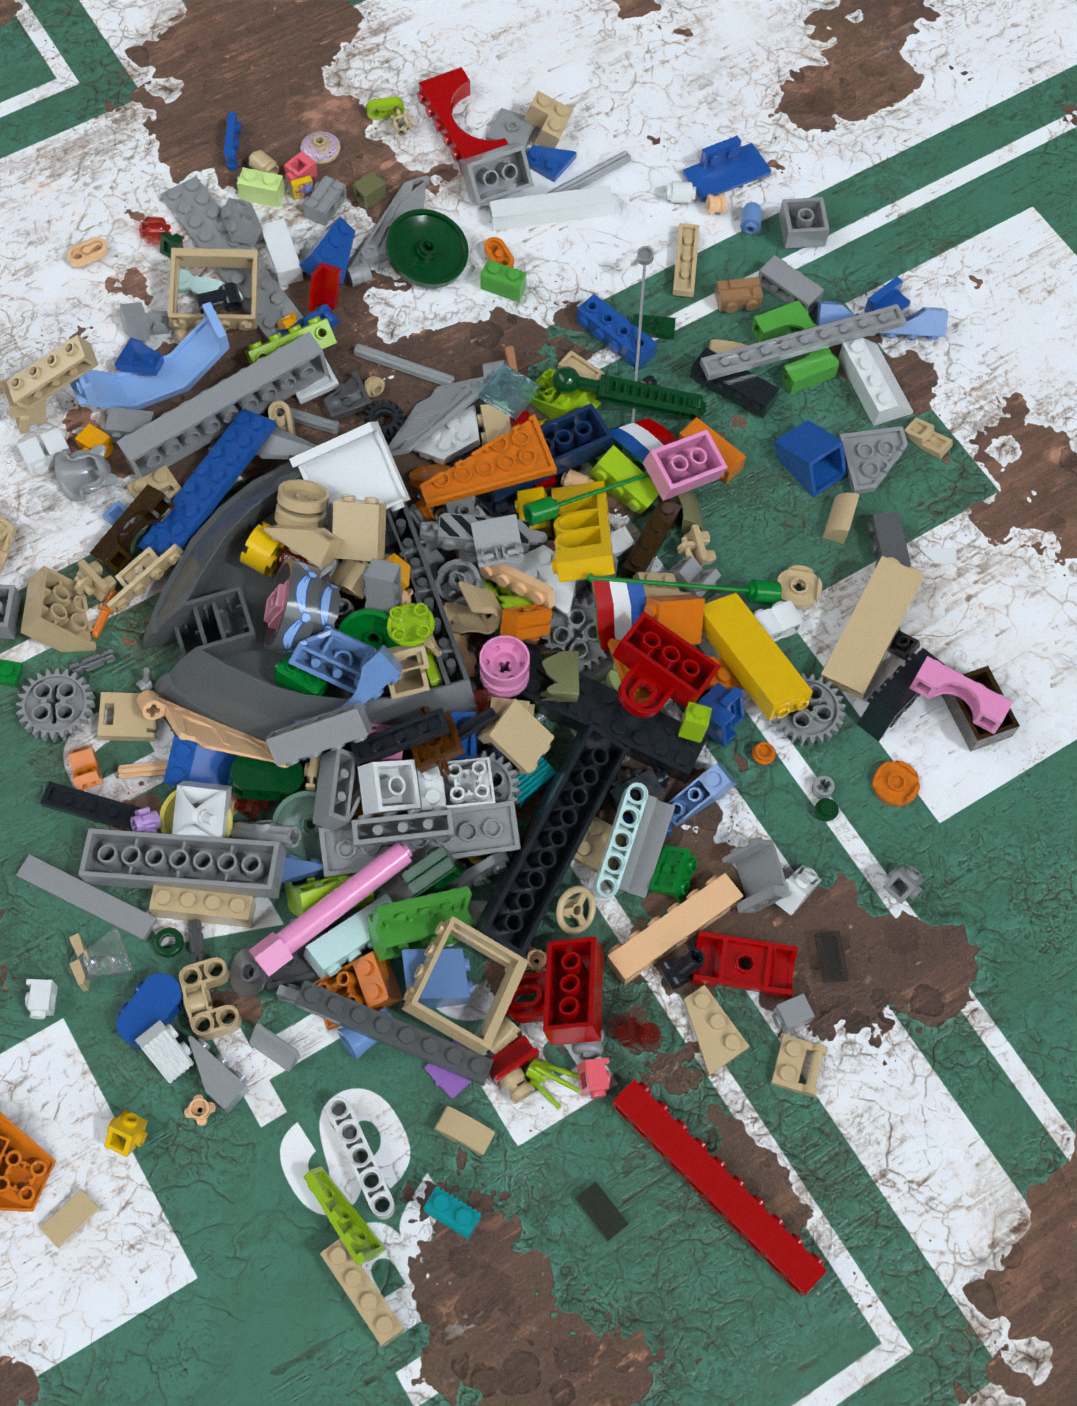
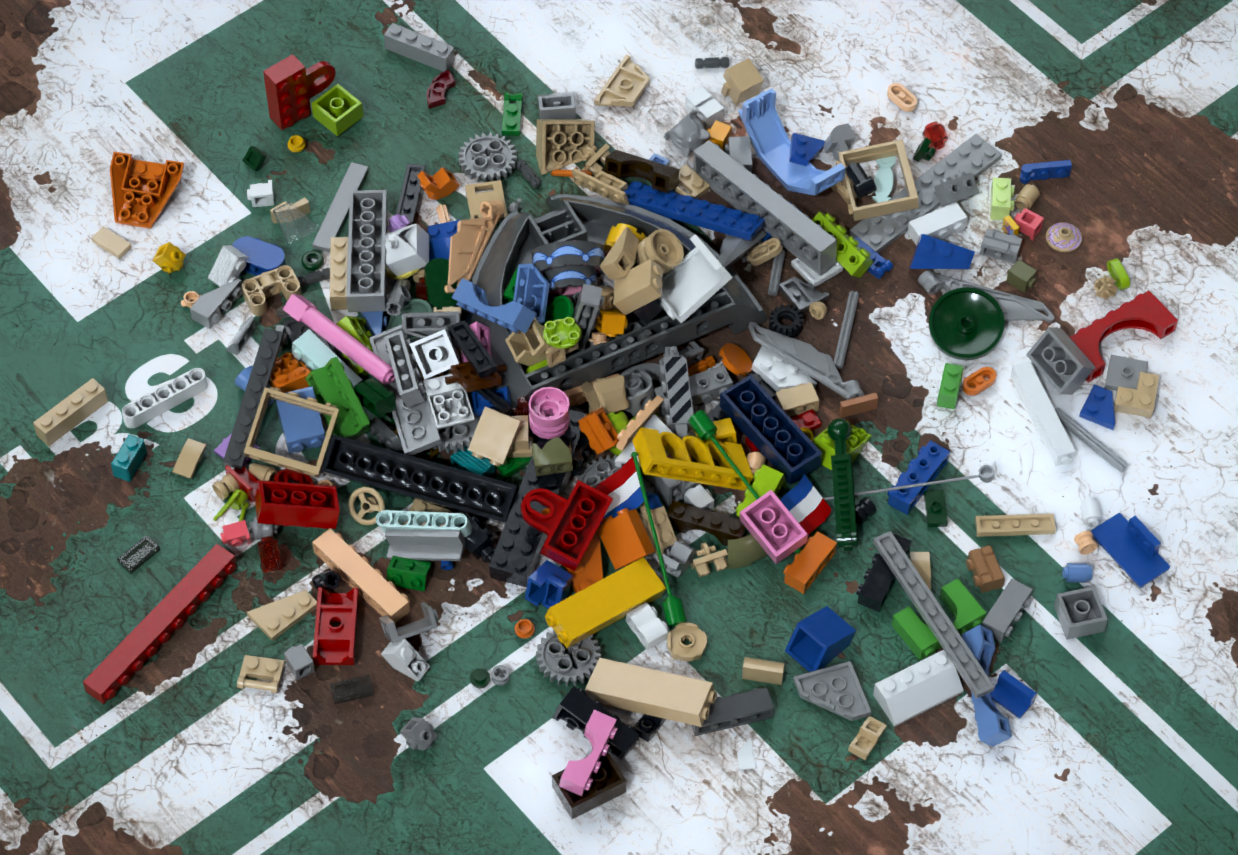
camera: 85 degrees right, 10 degrees down
(52, 372) = (752, 81): tan brick -> none
(287, 321) = (864, 238): light orange tile -> none
(319, 734) = (464, 295): light grey brick -> none
(324, 286) = (902, 252): red panel -> none
(348, 1223) = (113, 396): lime wing -> none
(496, 465) = (739, 389): orange wing -> none
(497, 540) = (666, 397): light grey hinge -> none
(509, 391) = (827, 399): clear light blue plate -> none
(582, 366) = (874, 459): tan tile -> none
(694, 722) = (528, 555): lime brick -> none
(701, 793) = (481, 585): medium blue slope -> none
(896, 783) = (513, 731): orange tile -> none

